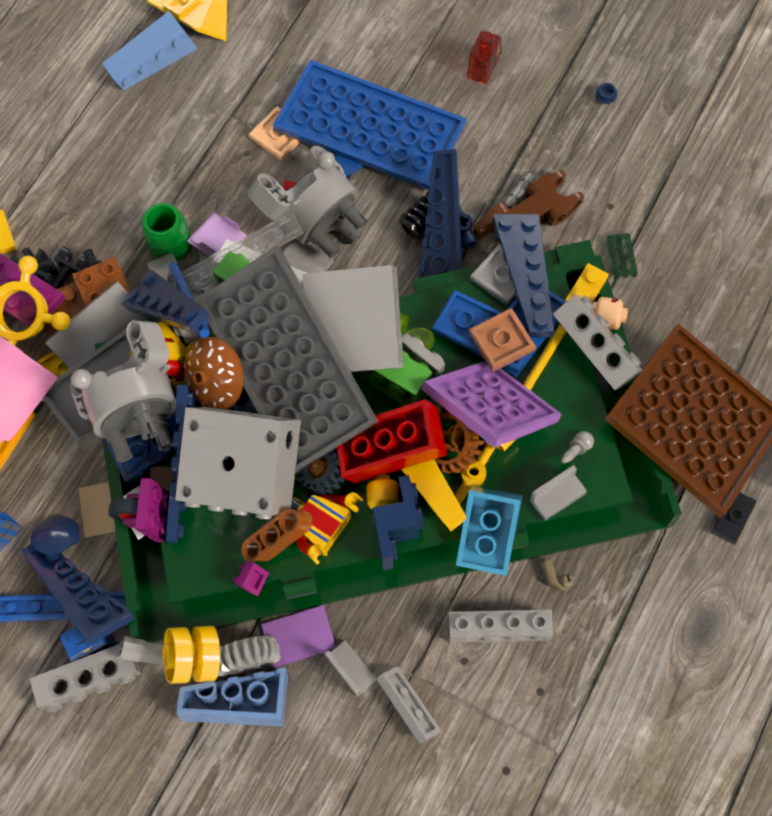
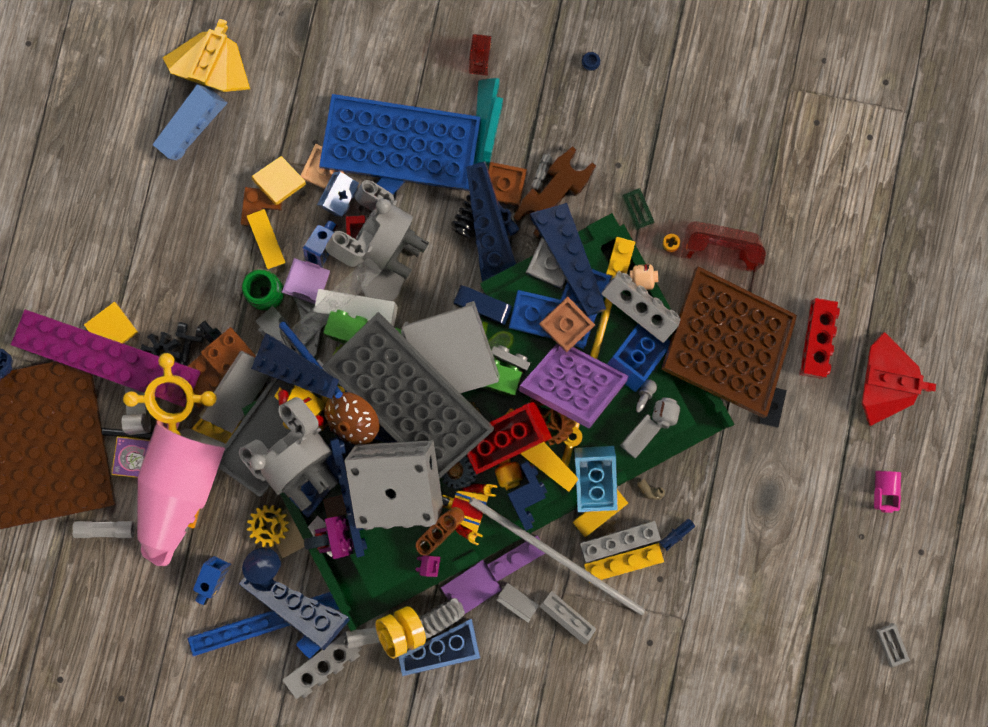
camera: 20 degrees left, 15 degrees up
(71, 489) = (273, 533): none -> yellow gear
(189, 185) = (266, 239): none -> yellow tile
(194, 147) = (255, 201): none -> dark orange plate
(224, 130) = (278, 180): none -> yellow tile
(240, 207) = (315, 247): none -> blue torso
(290, 147) = (330, 199): none -> medium blue brick
(366, 614) = (514, 560): none -> medium lavender plate
(416, 616) = (556, 555): none -> light grey piece
(417, 303) = (486, 306): none -> dark blue beam
(477, 193) = (507, 182): none -> dark orange tile
(479, 117) = (489, 109): none -> teal wedge
(483, 587) = (589, 521): none -> yellow beam
(499, 657) = (625, 562): none -> yellow plate
(576, 639) = (677, 534): none -> dark blue axle
(580, 399) = (638, 356): none -> blue slope
(597, 473) = (666, 412): none -> light grey head
(655, 306) = (667, 238): none -> yellow bush
(743, 320) = (701, 234): none -> clear red windscreen

